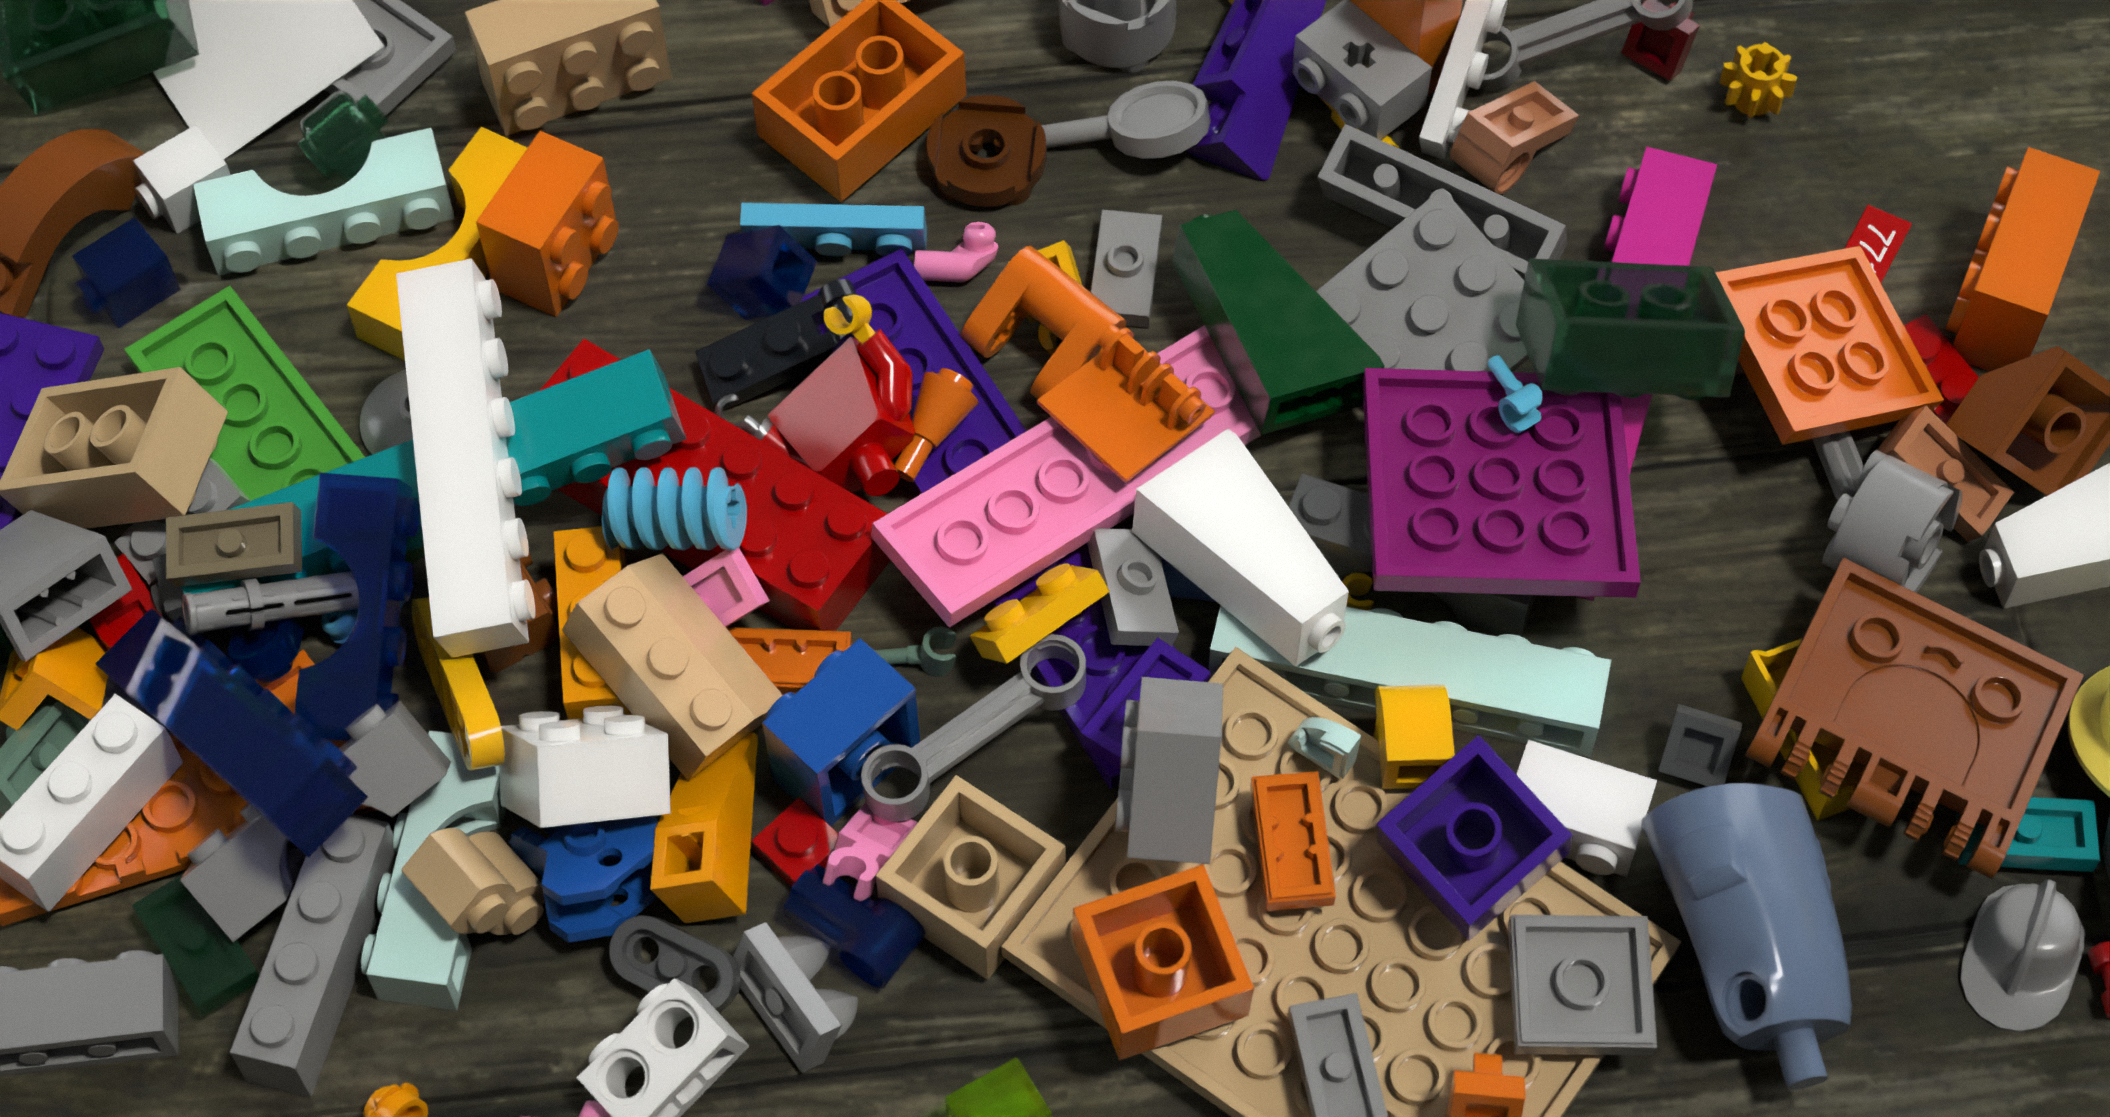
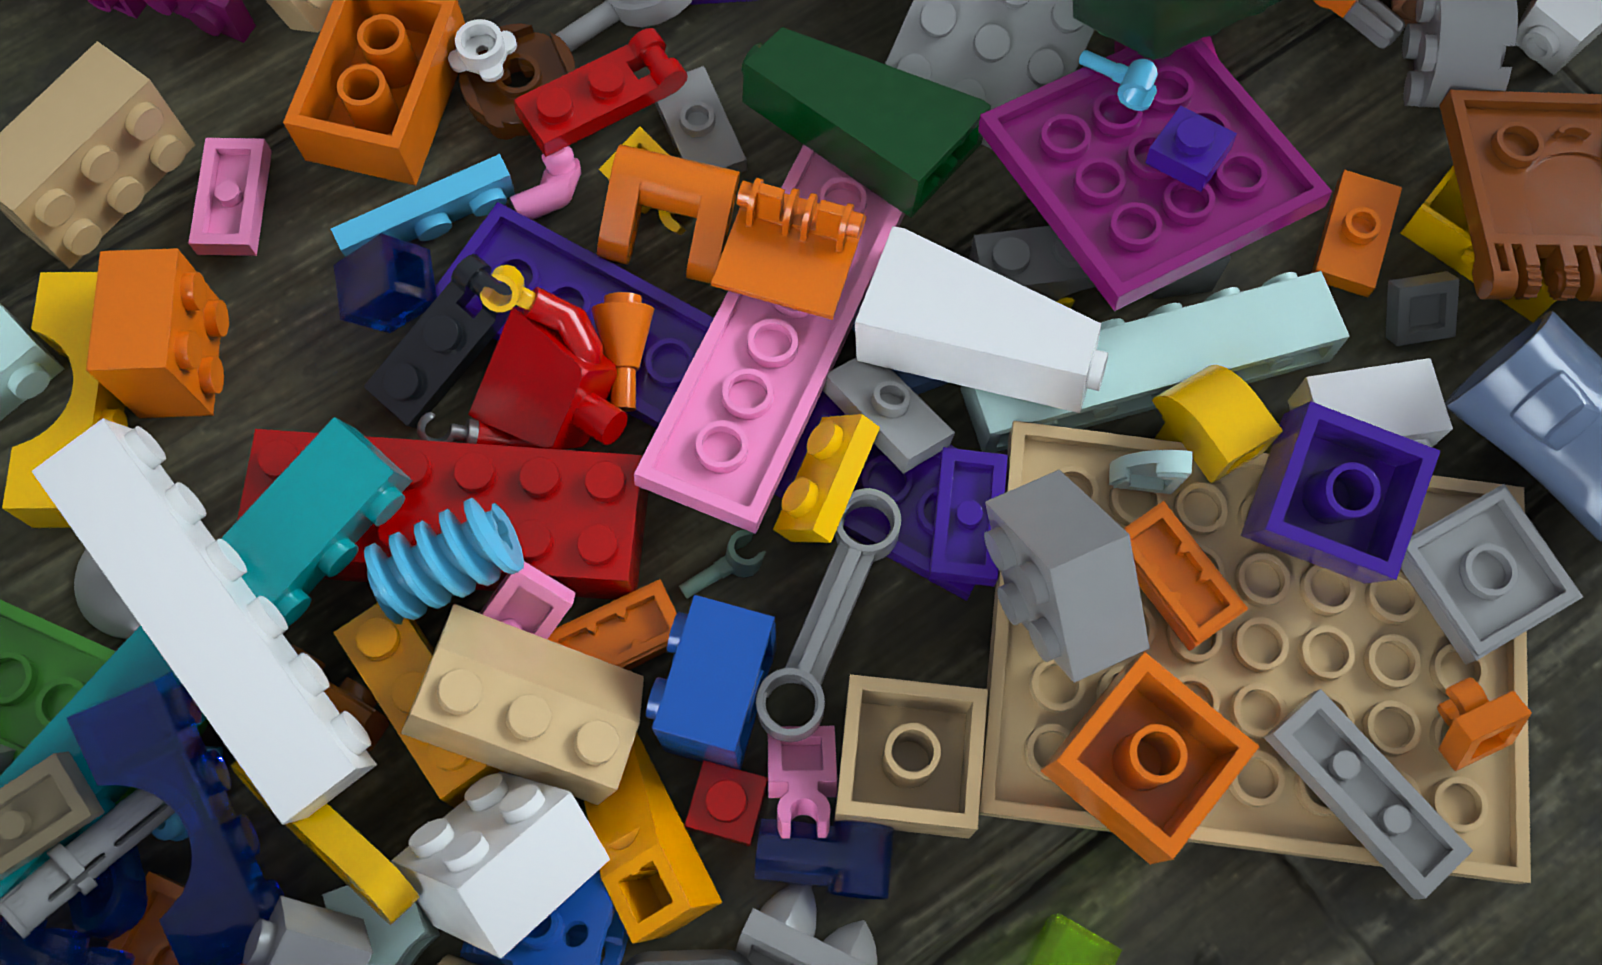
camera: 30 degrees left, 10 degrees up
(675, 137) = (230, 197): none -> bright pink plate
(964, 95) = (480, 36): none -> white plate
(1049, 195) = (600, 93): none -> red plate
(1531, 483) = (1190, 148): none -> dark purple plate
(1690, 654) = (1356, 232): none -> orange plate

